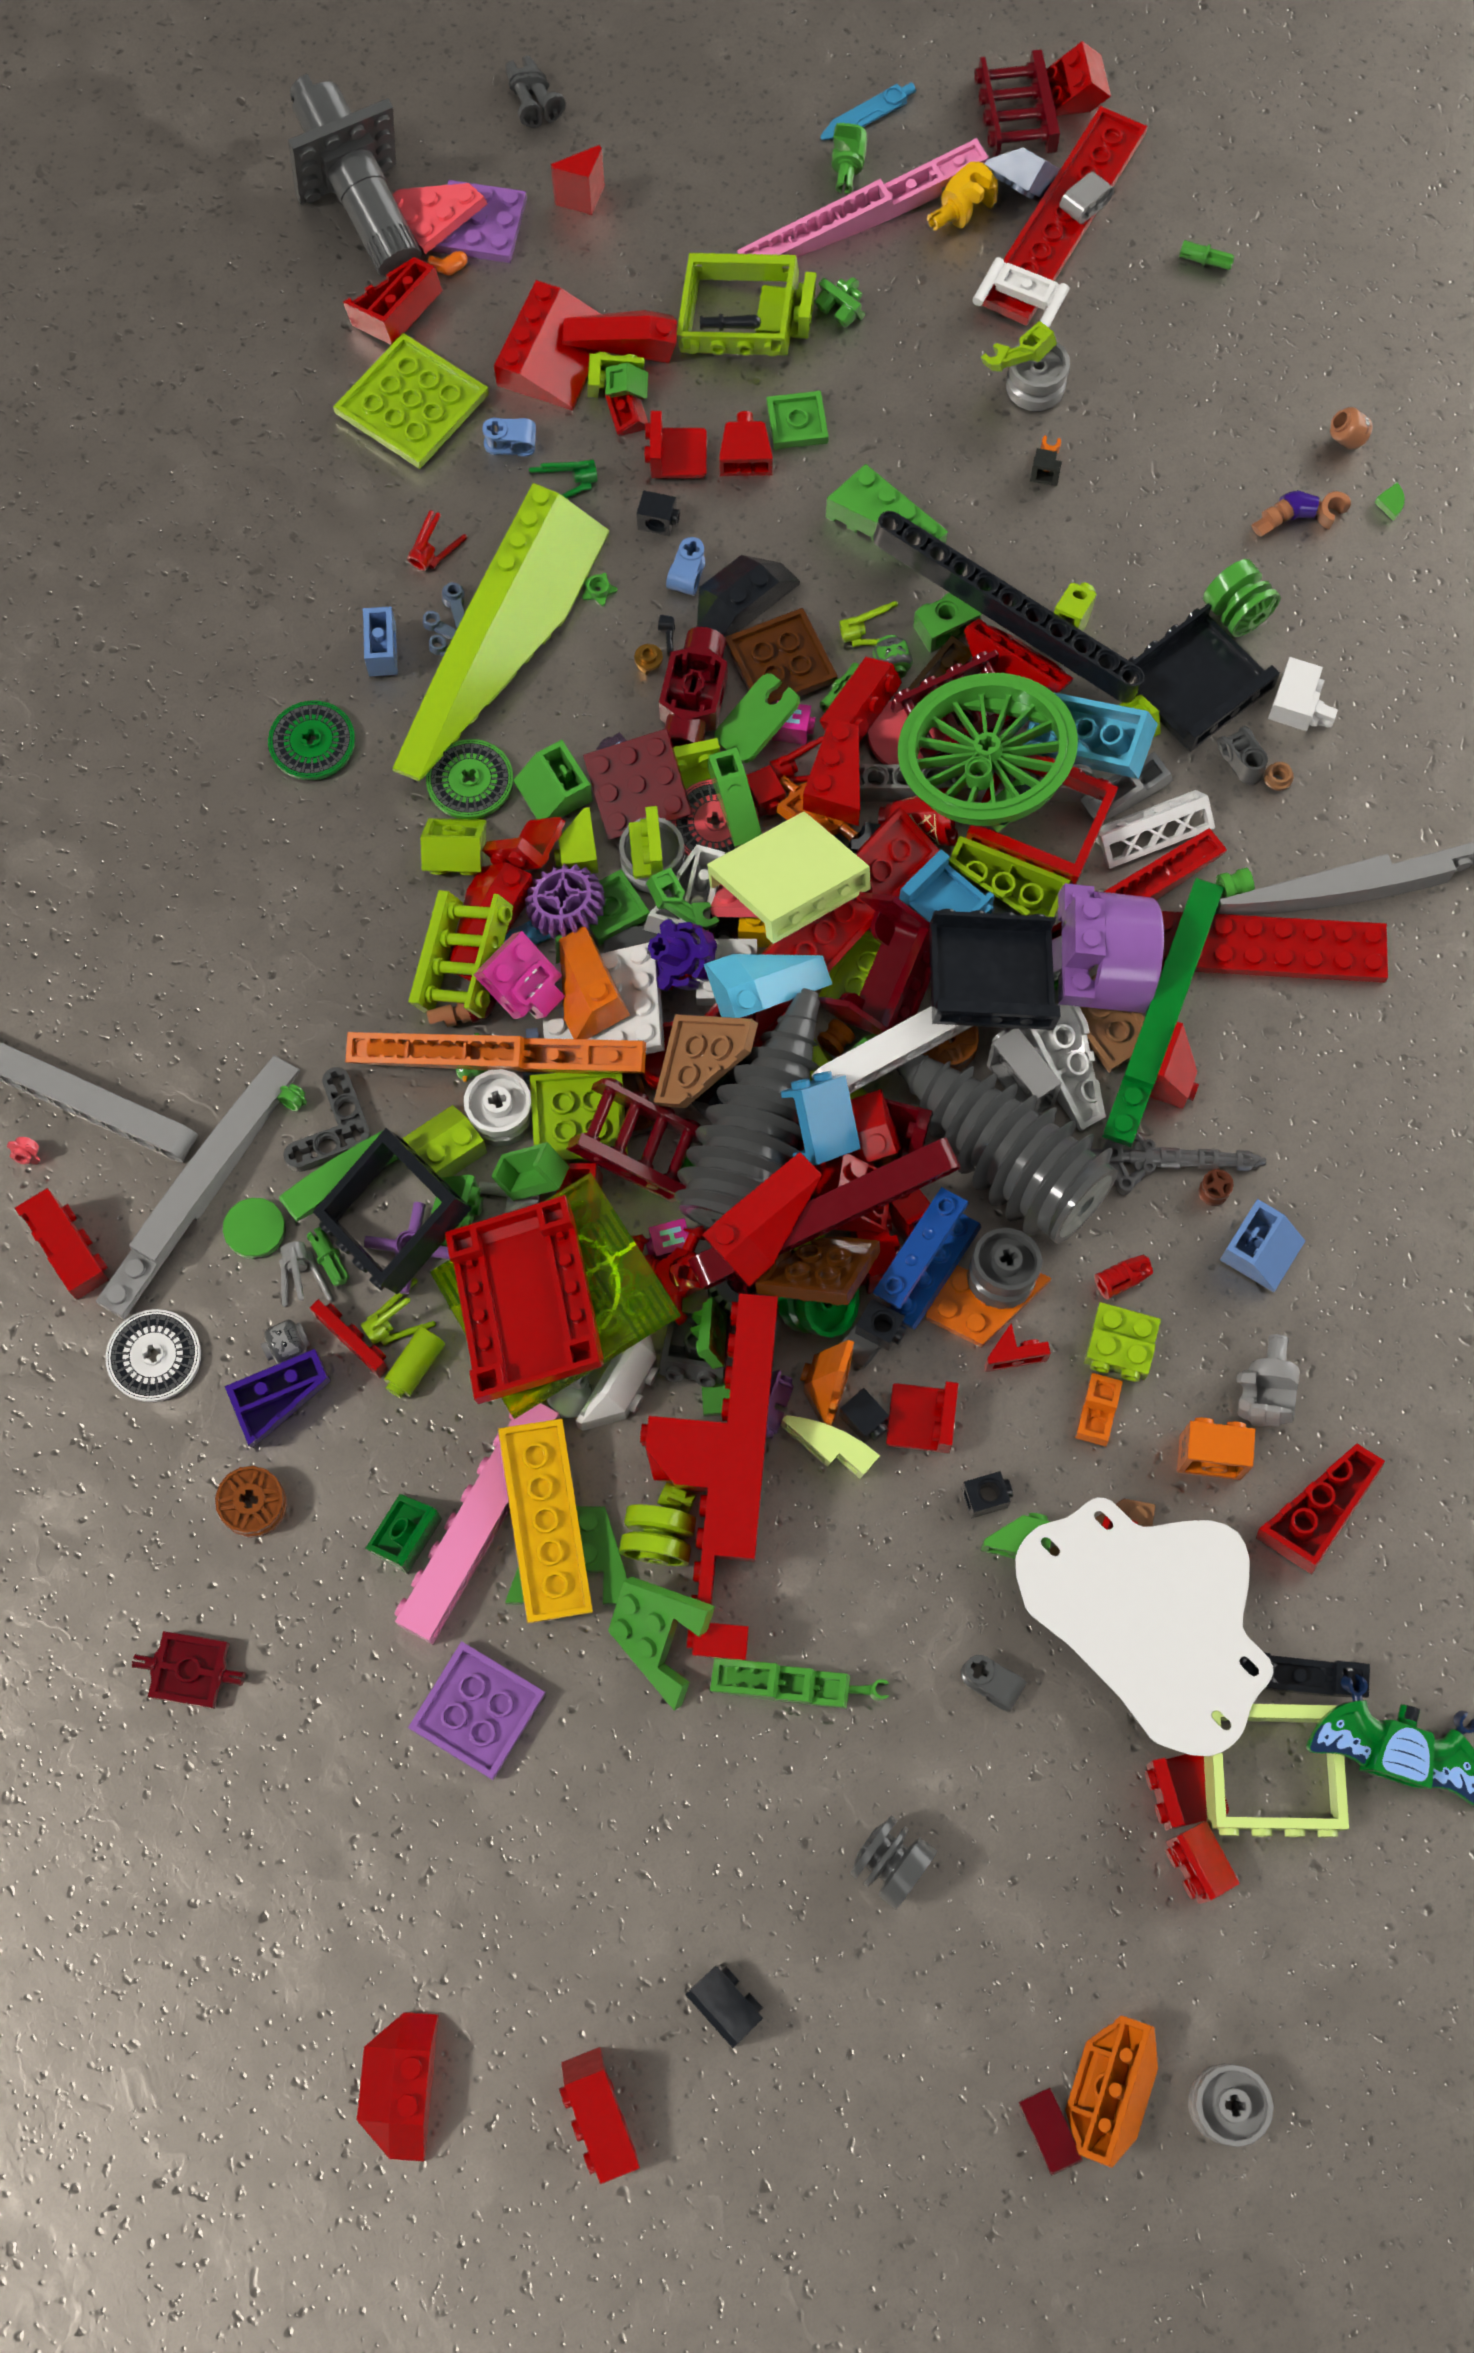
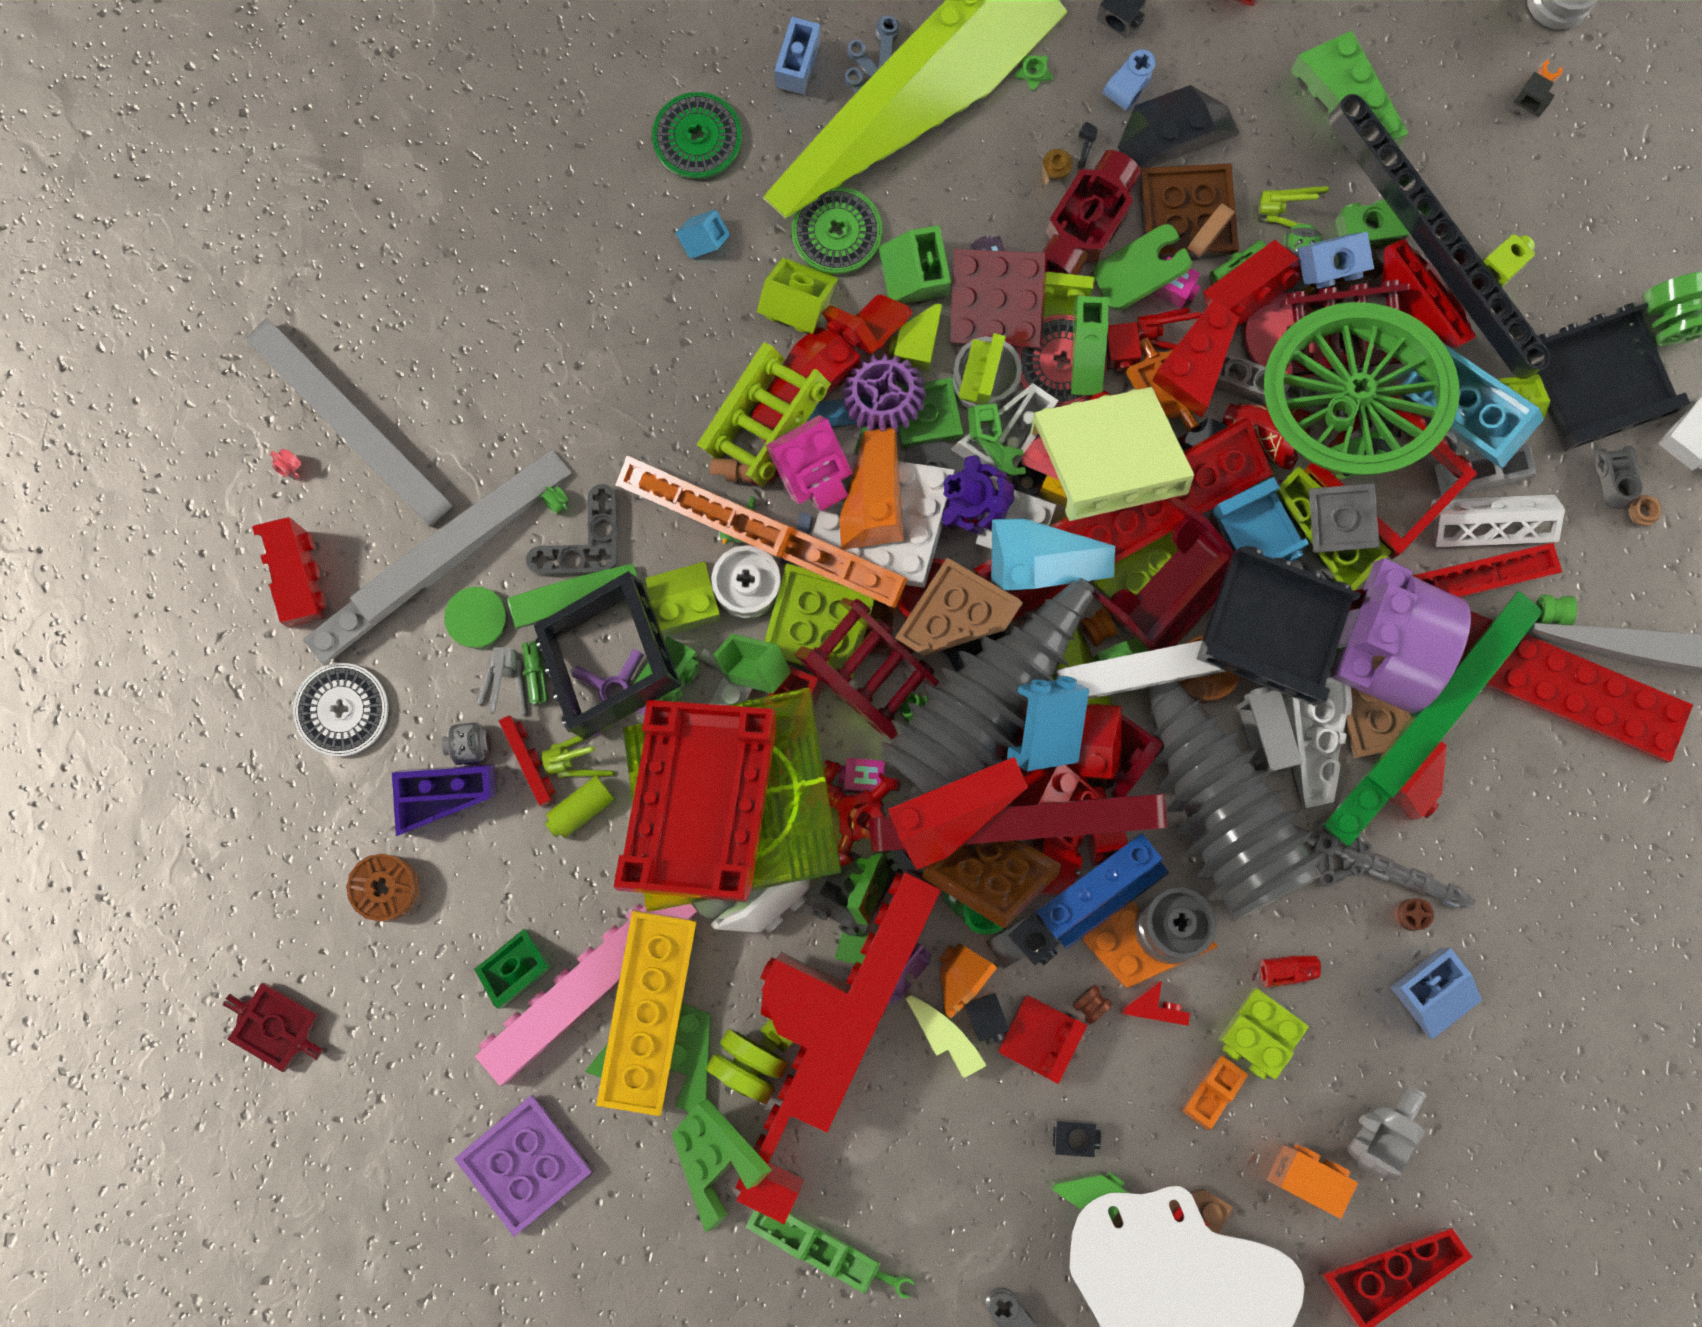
camera: 20 degrees right, 10 degrees up
(347, 821) = (702, 233): none -> dark azure panel
(806, 666) = (1211, 230): none -> medium nougat beam
(938, 644) = (1353, 256): none -> medium blue brick
(956, 1369) = (1092, 1004): none -> copper wheel
(1016, 861) = (1344, 517): none -> flat silver plate

